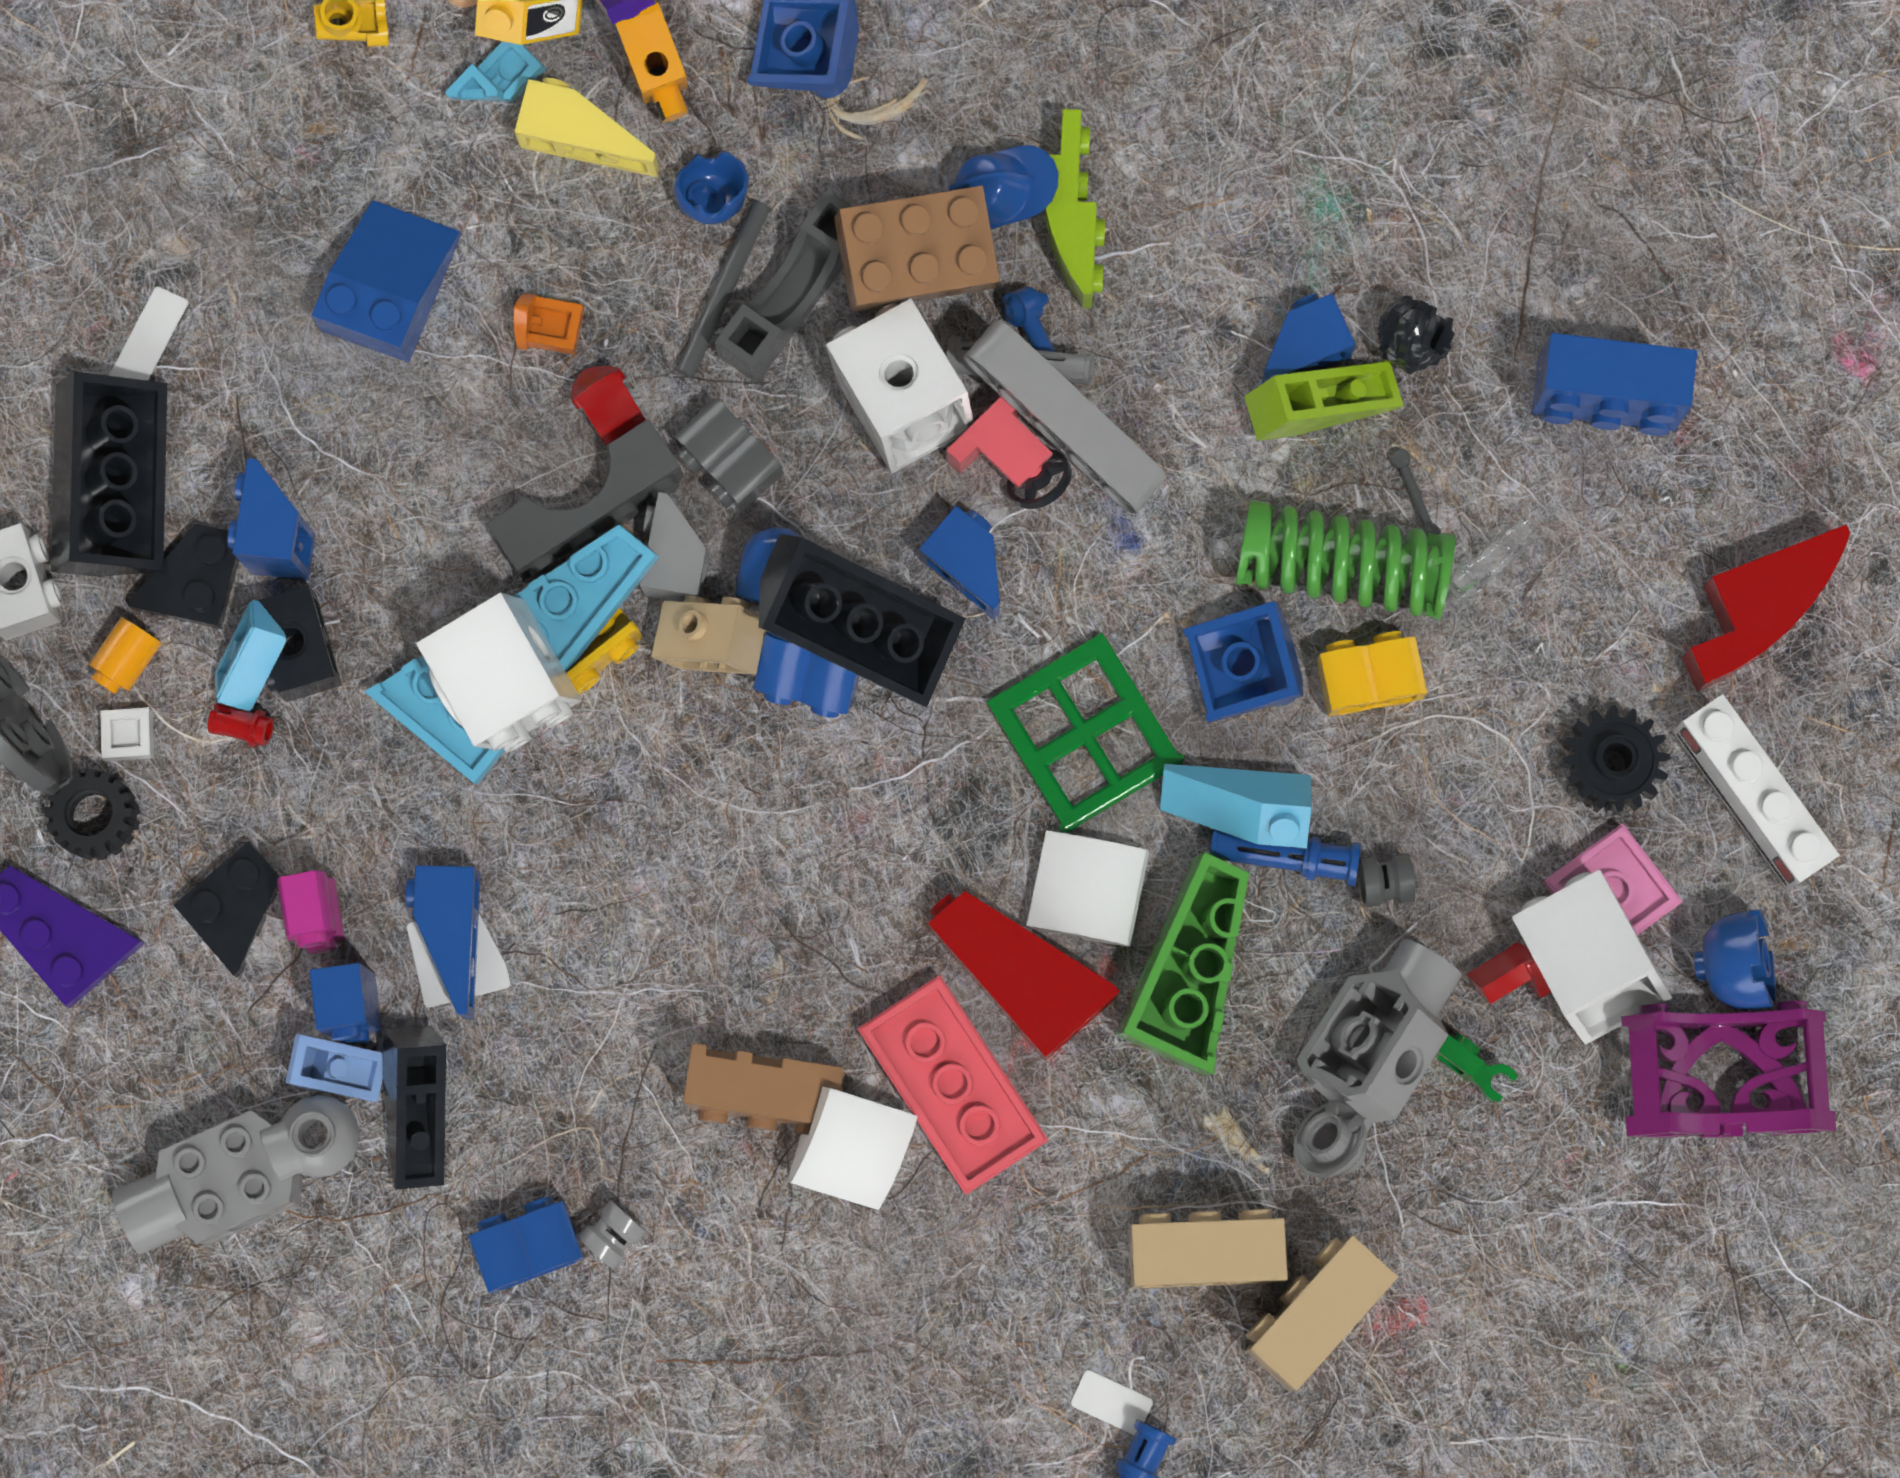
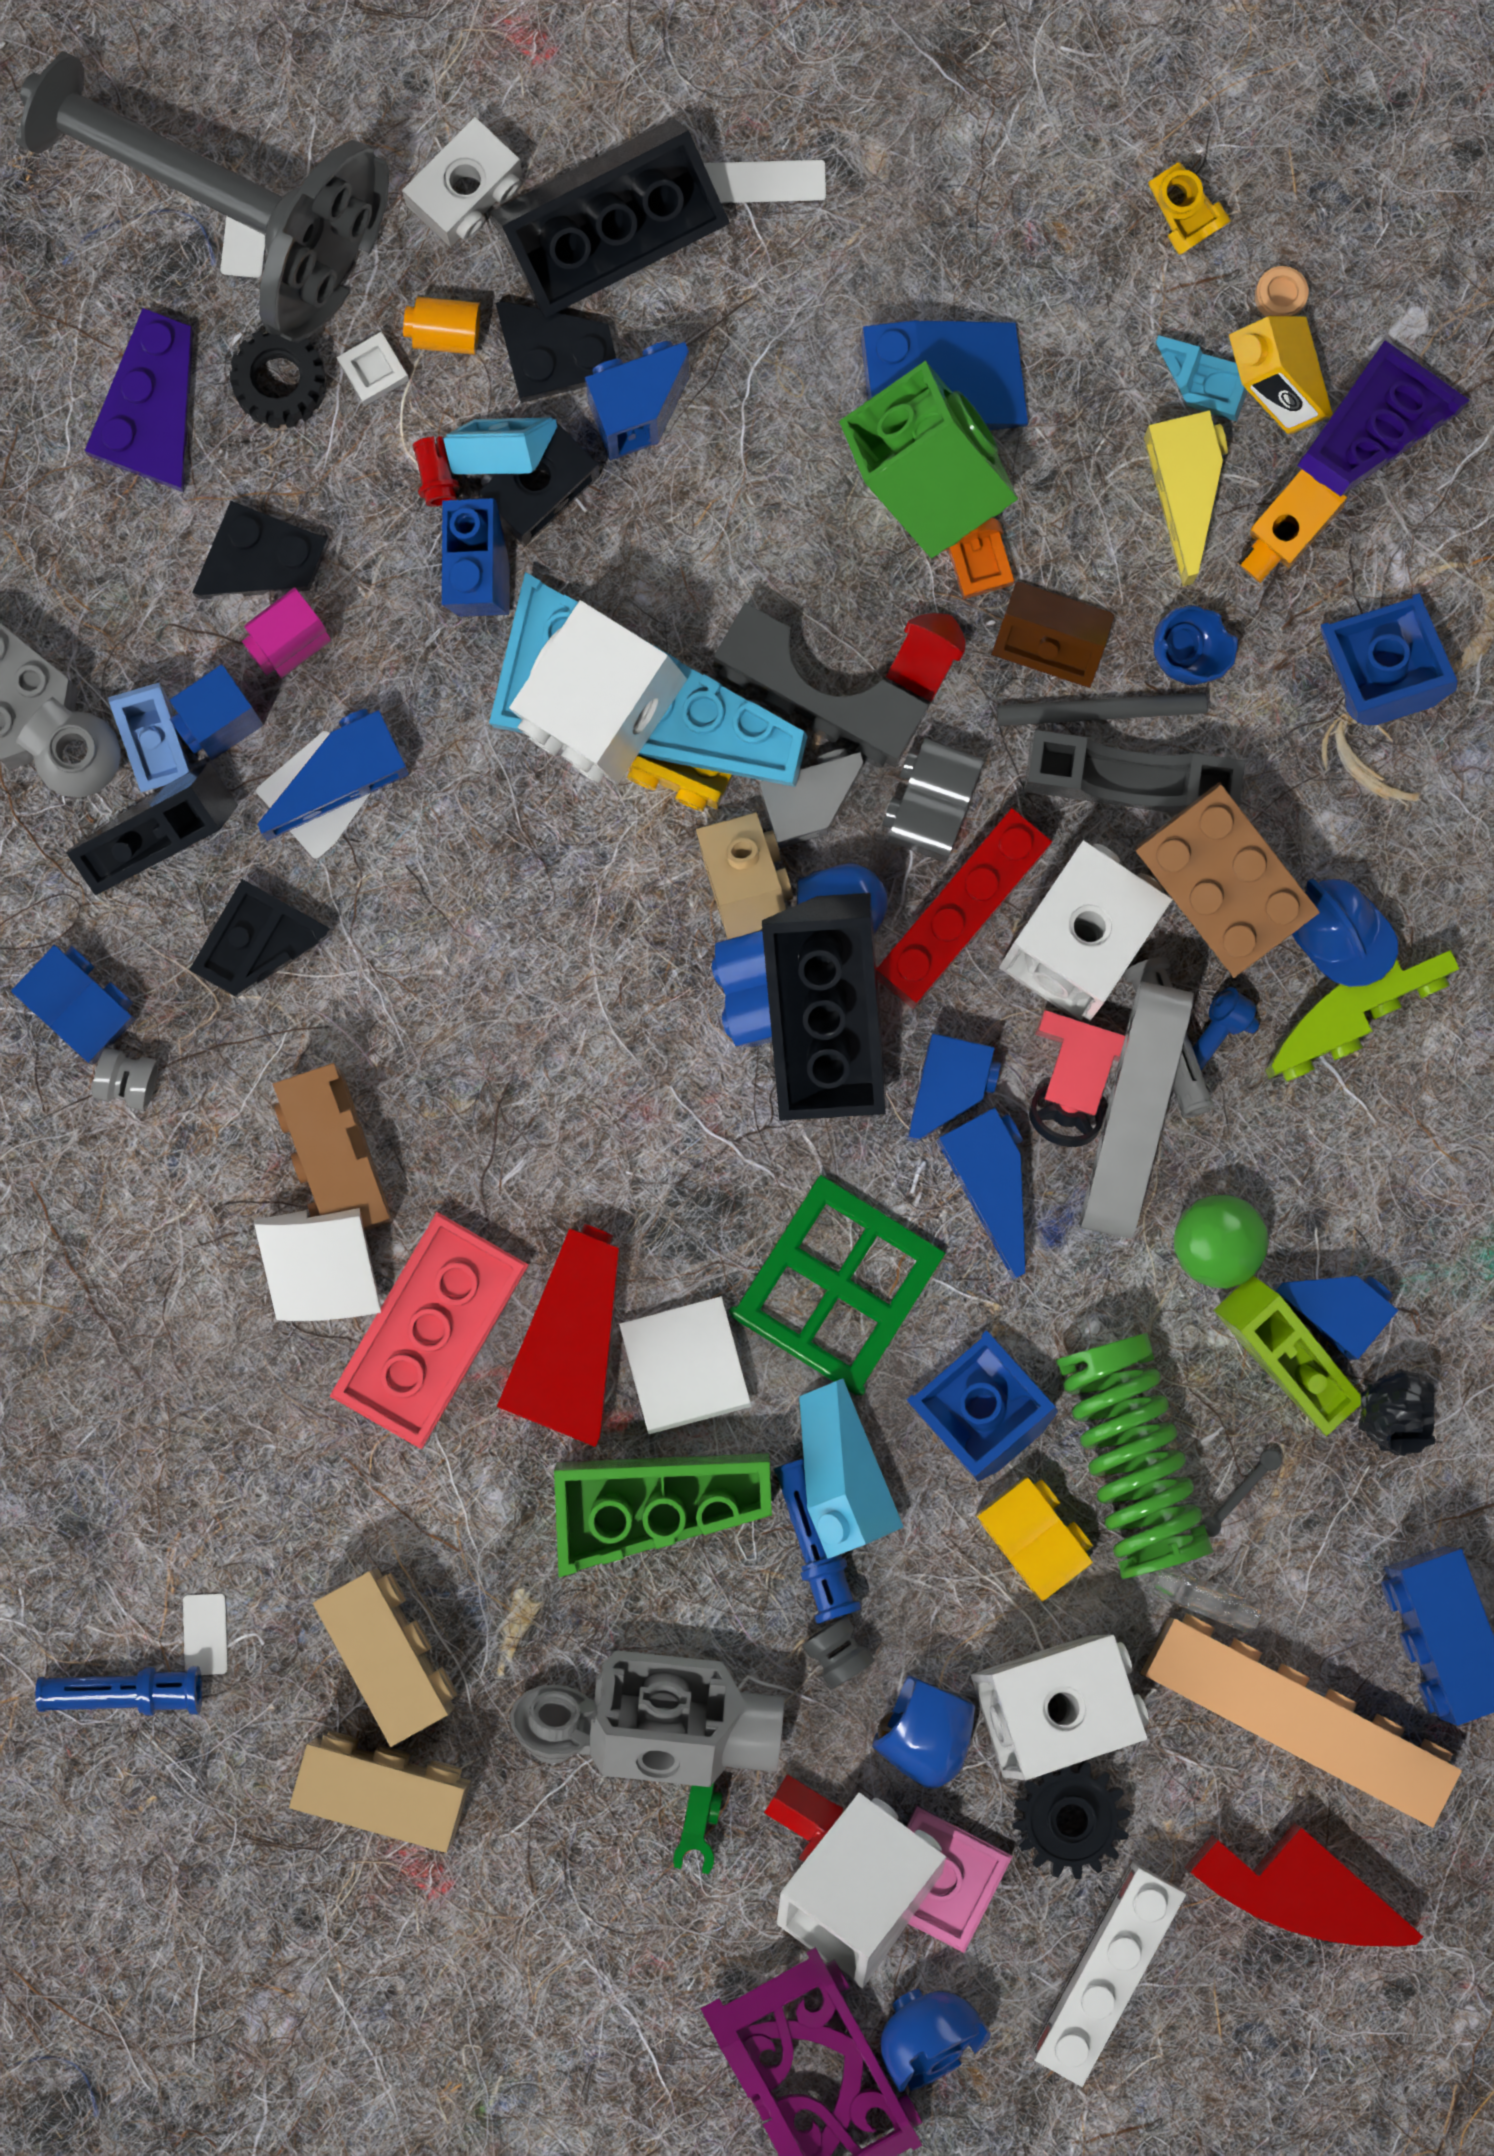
camera: 55 degrees right, 5 degrees up
(331, 725) = (474, 559): none -> blue slope
(449, 312) = (929, 459): none -> bright green brick
(552, 1068) = (255, 940): none -> black wing
(643, 295) = (1053, 634): none -> reddish brown panel
(828, 473) = (962, 908): none -> red brick
(1060, 564) = (990, 1174): none -> blue slope
(1205, 405) = (1221, 1241): none -> bright green piece
(1488, 840) = (926, 1733): none -> blue piece
(1520, 718) = (1093, 1702): none -> white brick
(1623, 537) = (1302, 1721): none -> light nougat brick

